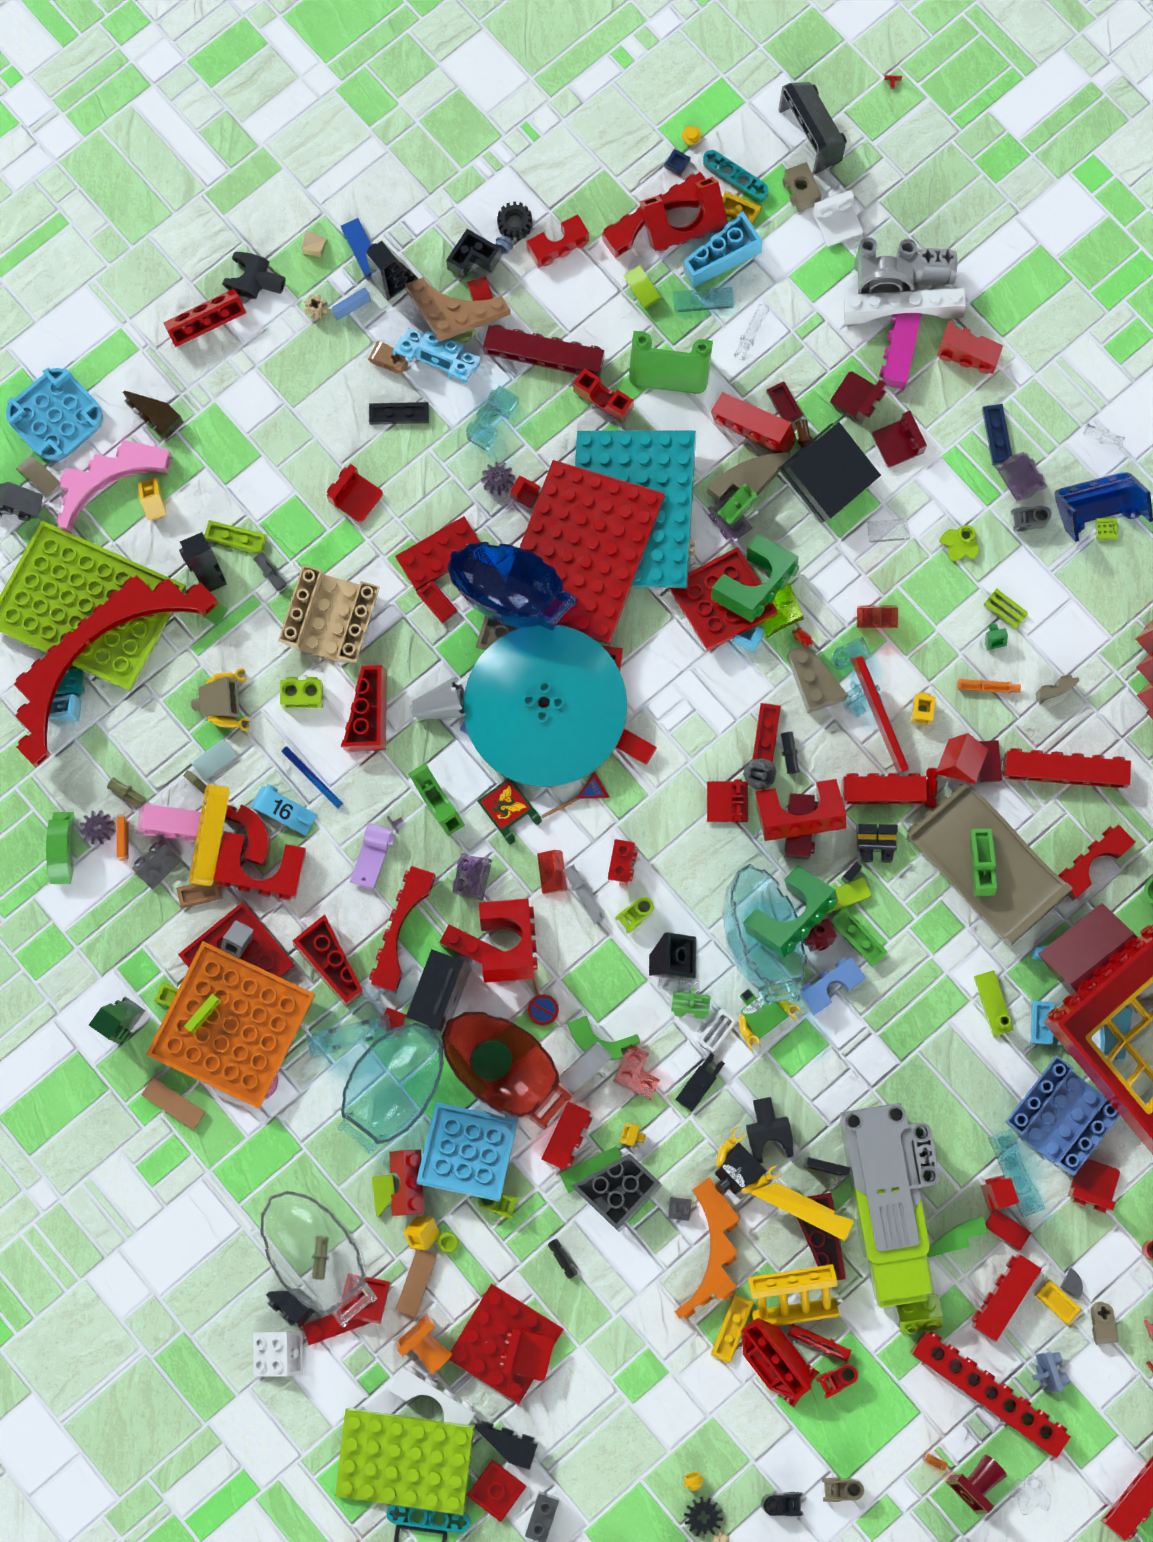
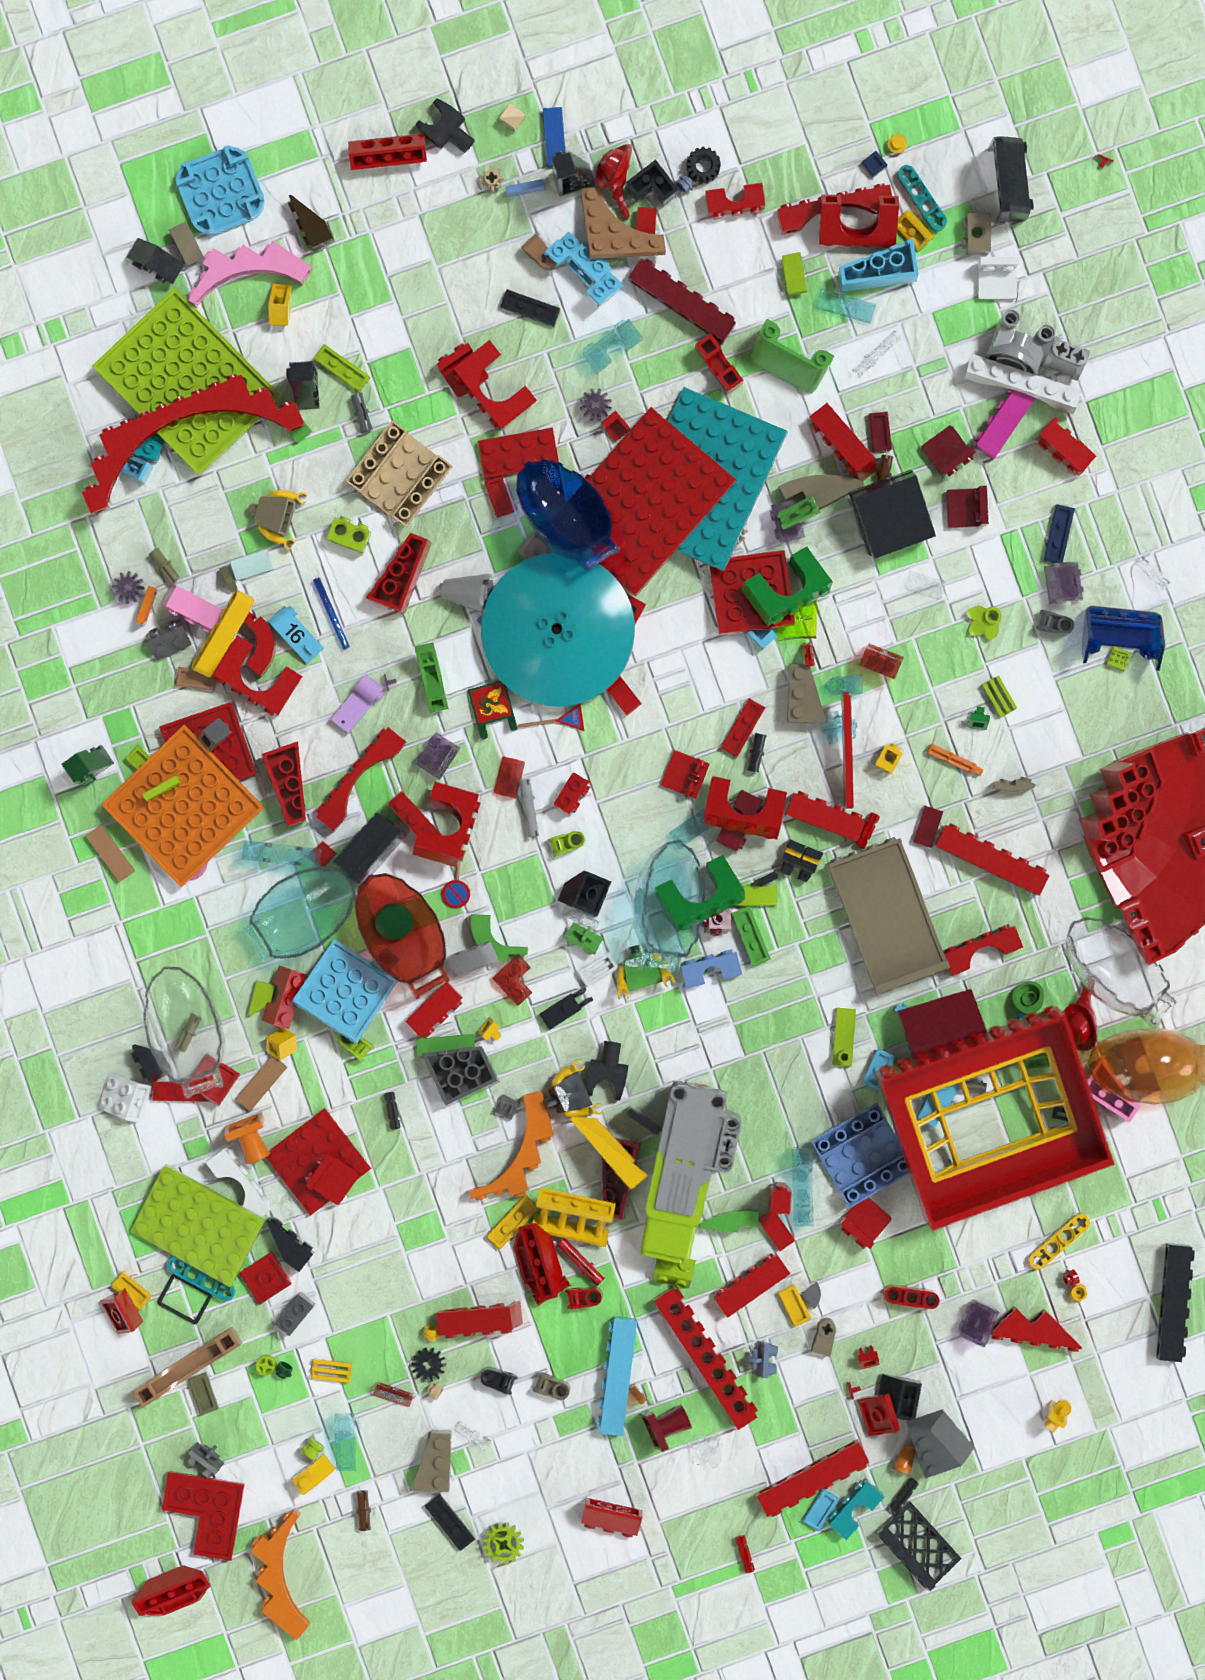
camera: 20 degrees right, 10 degrees up
(58, 848) = (89, 592): bright green arch -> none
(406, 520) = (500, 411): none -> red arch
(430, 258) = (612, 173): none -> red hat
(447, 1242) = (300, 1059): lime tile -> none
(738, 1446) = (479, 1319): none -> red wedge
(755, 851) = (690, 829): none -> clear light blue tile
(760, 773) = (722, 761): dark grey piece -> none
(907, 1450) = (618, 1375): none -> medium azure brick
(962, 759) = (904, 817): red slope -> none
(983, 862) = (882, 914): bright green slope -> none

